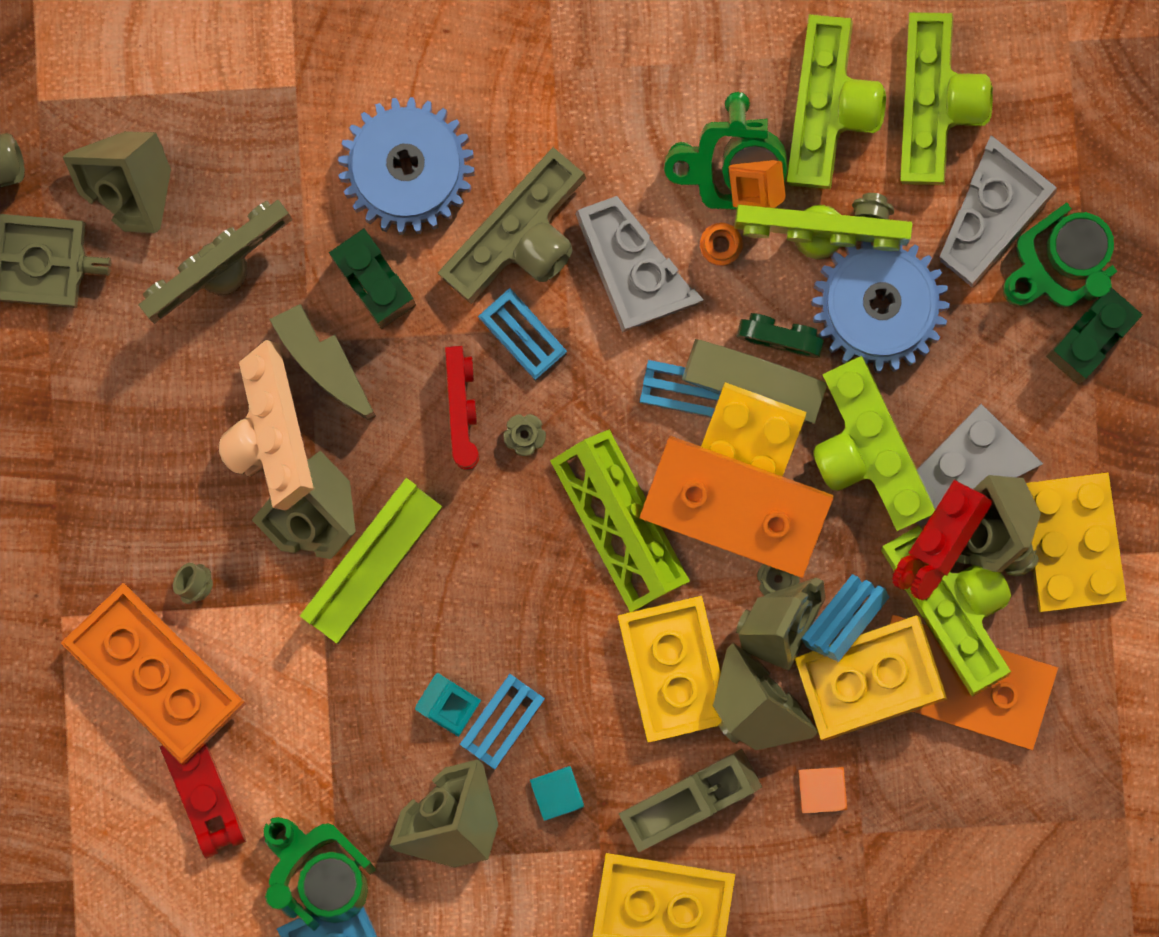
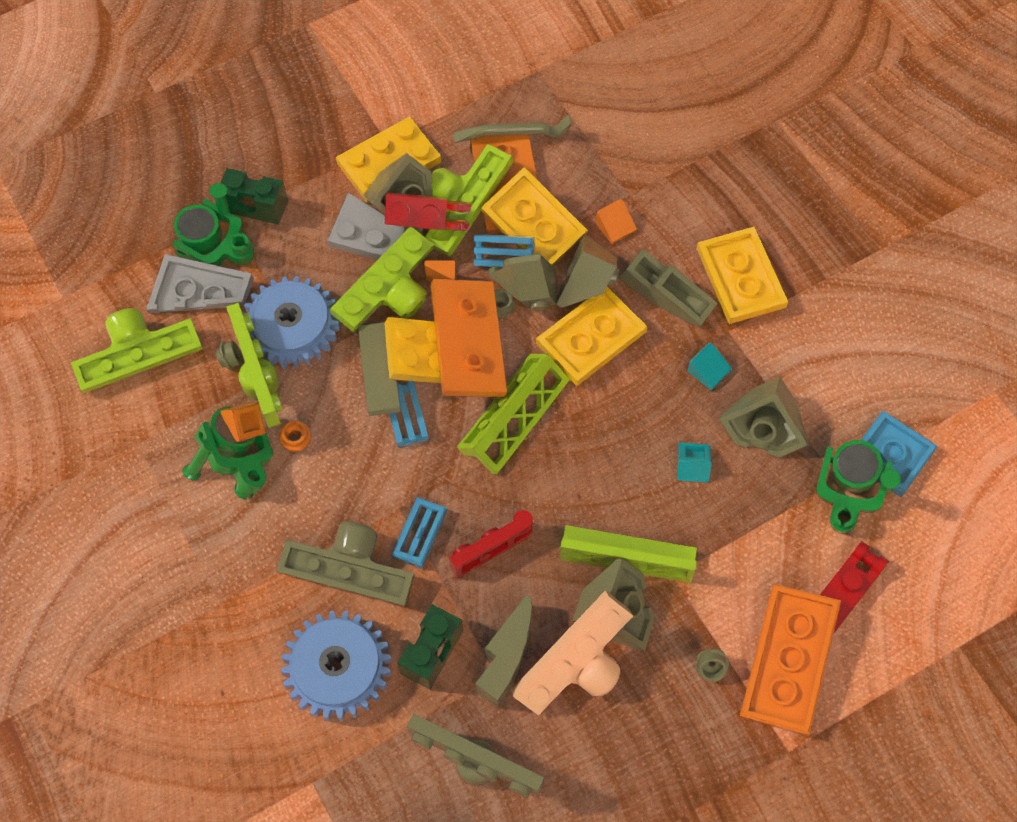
camera: 115 degrees left, 20 degrees down
(480, 751) = (687, 411): dark azure tile -> none
(525, 446) = (488, 505): olive plate -> none
(631, 267) = (339, 482): light grey wing -> none
(797, 340) = (342, 382): dark green plate -> none
(829, 102) = (162, 411): lime plate -> none
(853, 527) = (440, 269): none -> orange slope
(1030, 724) = (513, 129): none -> olive piece

